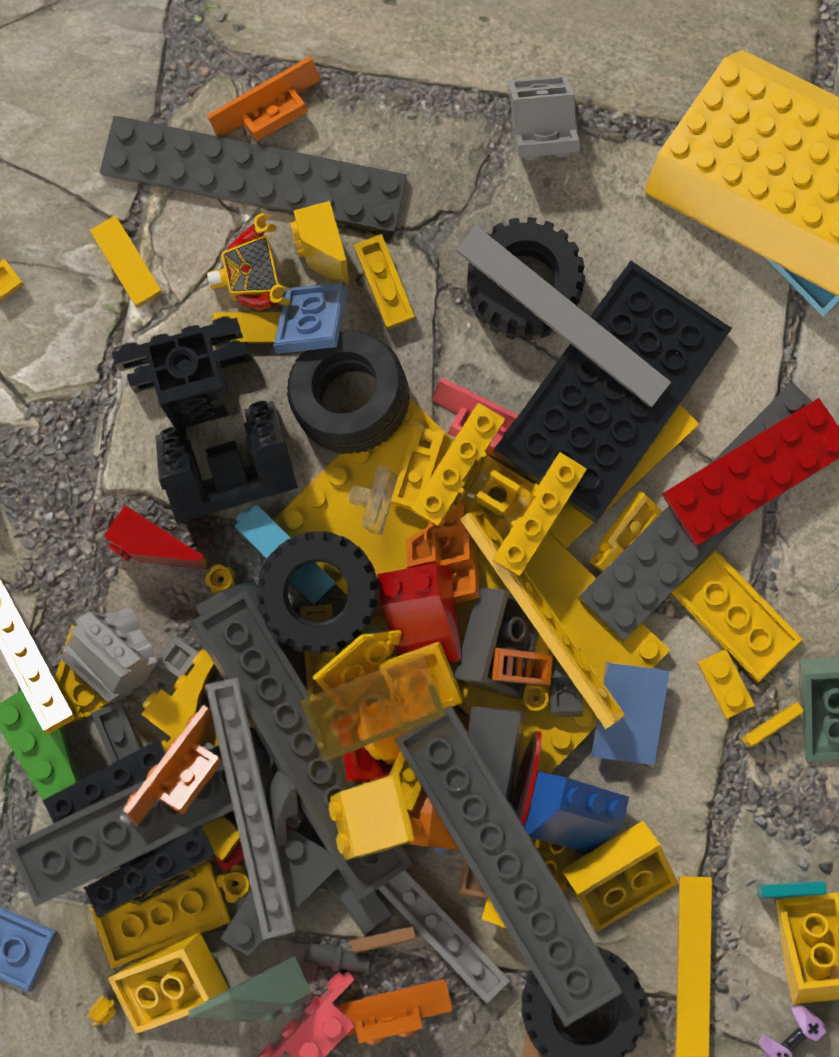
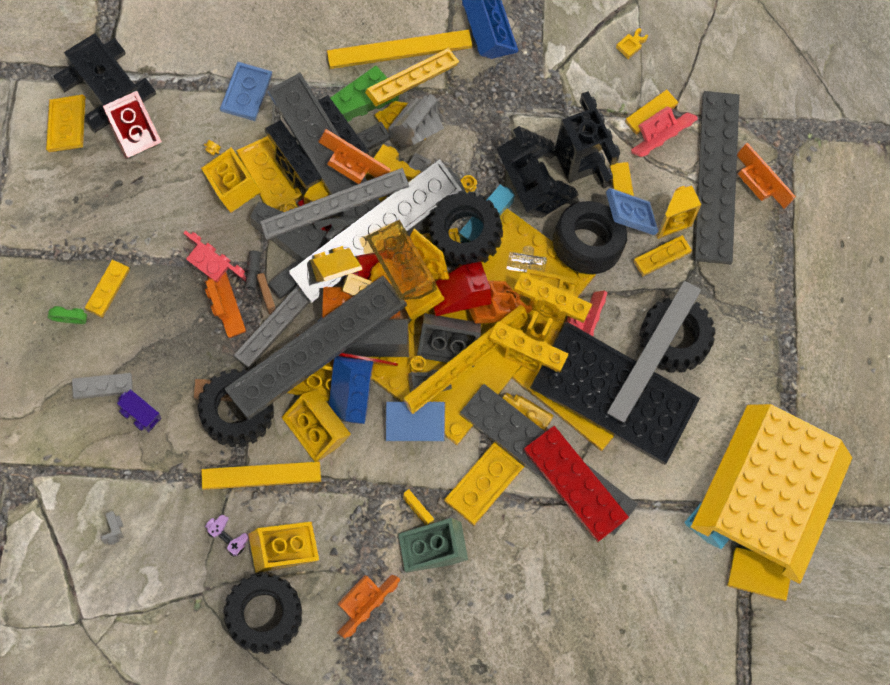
camera: 75 degrees right, 10 degrees down
(147, 543) = (486, 134): red slope -> none
(163, 250) = (661, 128): none -> coral bracket
(251, 269) = (657, 179): torso -> none
(258, 995) = (227, 221): sand green slope -> none
(541, 673) = (435, 365): orange slope -> none
(543, 117) = (782, 335): light grey bracket -> none
(725, 684) = (440, 480): yellow plate -> none
(791, 889) = (318, 528): teal tile -> none

